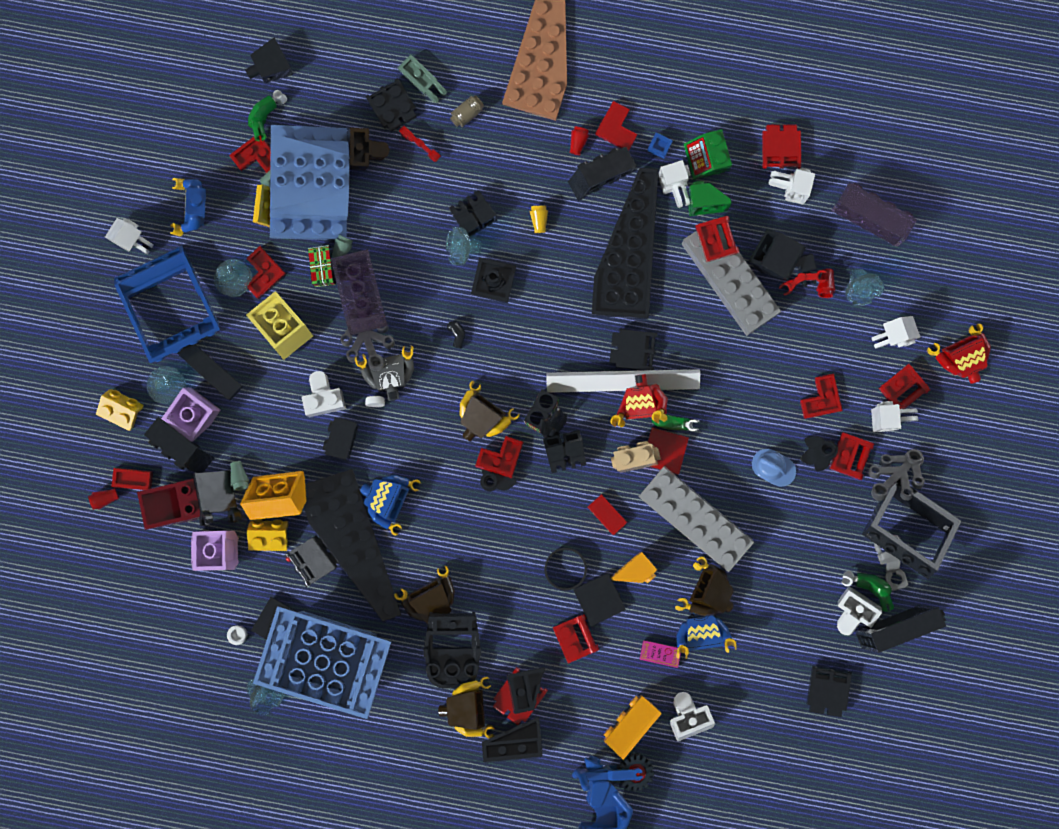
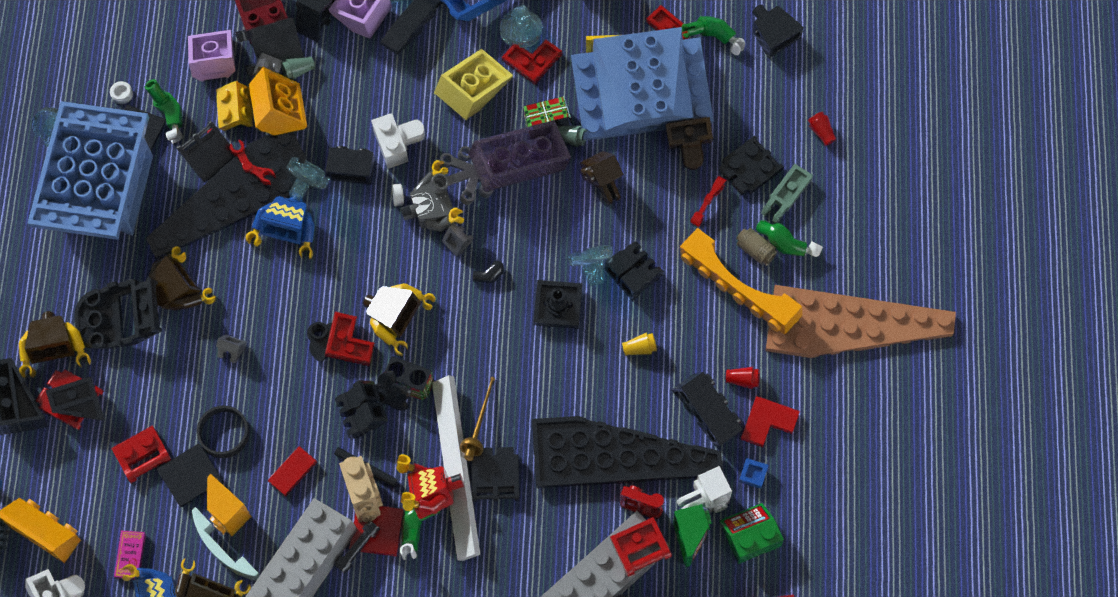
camera: 80 degrees right, 15 degrees down
(234, 500) = (268, 62): none -> flat silver tile
(259, 592) = (167, 105): none -> green arm
(331, 526) = (248, 167): none -> red piece
(350, 475) = (307, 175): none -> clear light blue tile
(367, 39) = (822, 128): none -> red cone
(384, 225) = (601, 172): none -> dark brown brick
(424, 356) = (456, 239): none -> flat silver tile
(466, 87) = (784, 241): none -> green arm
(467, 156) = (778, 311): none -> light orange arch
(491, 556) = (232, 345): none -> flat silver tile
(607, 459) = (377, 473): none -> black piece
(610, 364) = (472, 446): none -> pearl gold sword
(673, 238) = (647, 505): none -> red plate
(684, 561) = (241, 567): none -> light aqua slope
(691, 478) = (370, 530): none -> black bar

